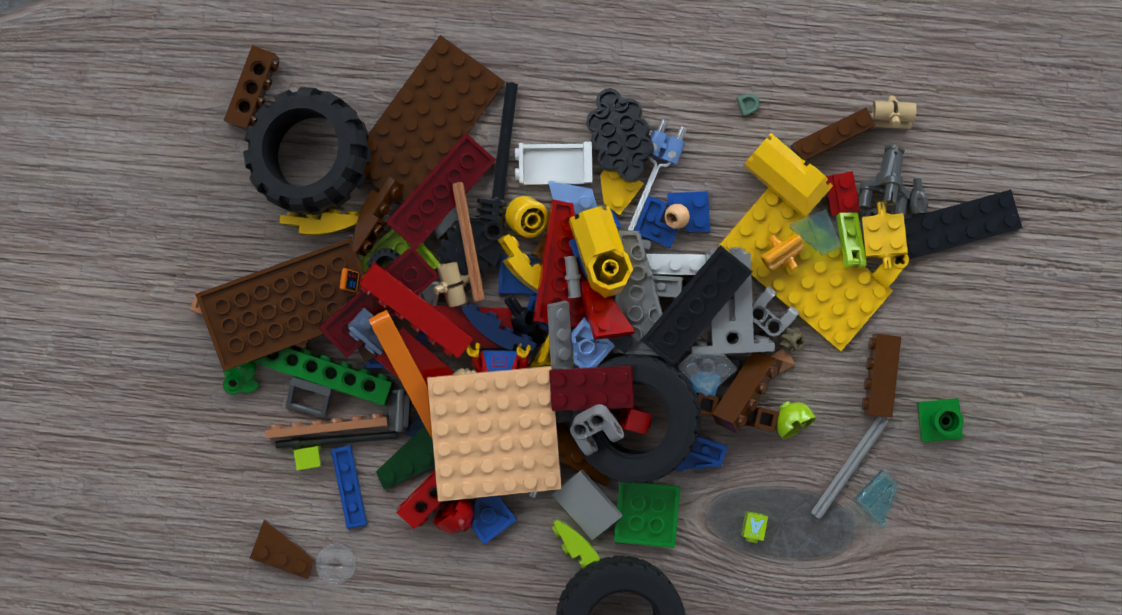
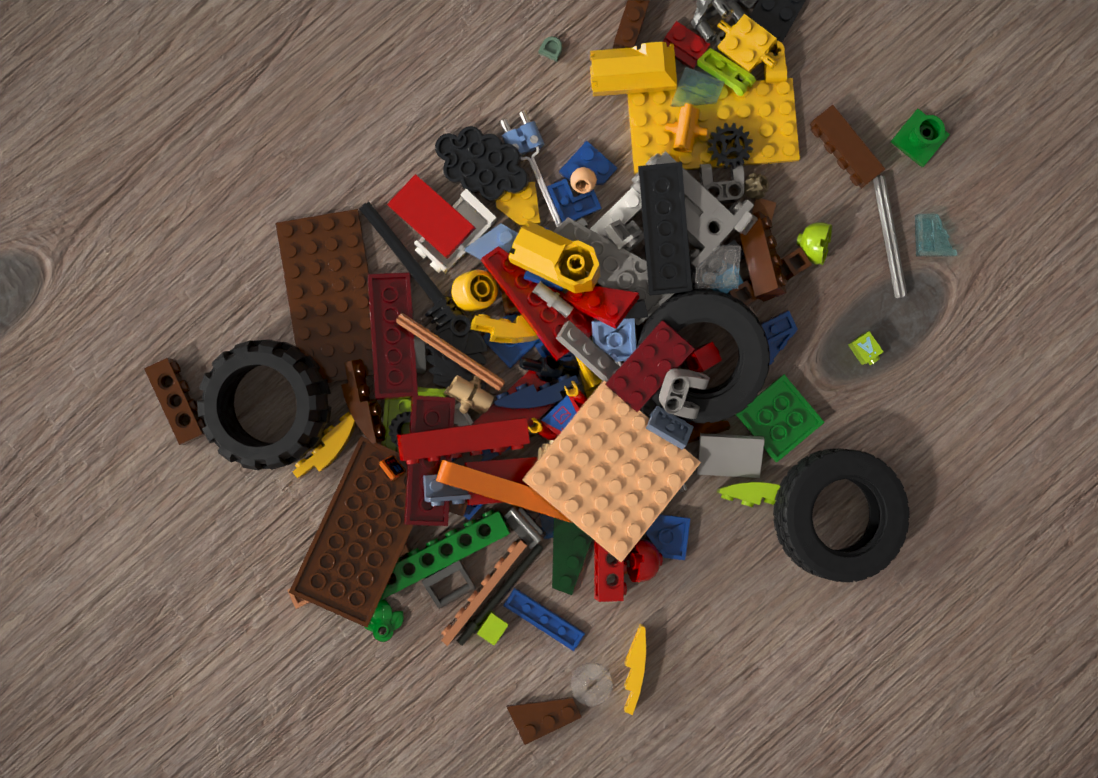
camera: 50 degrees left, 0 degrees up
(381, 579) = (636, 661): none -> yellow slope
(549, 137) = (431, 216): none -> red tile
(563, 443) = (669, 427): none -> sand blue bracket
(662, 280) = (620, 235): none -> light grey bracket
(757, 357) = (746, 223): none -> light grey tile
(799, 285) = (738, 151): none -> black gear

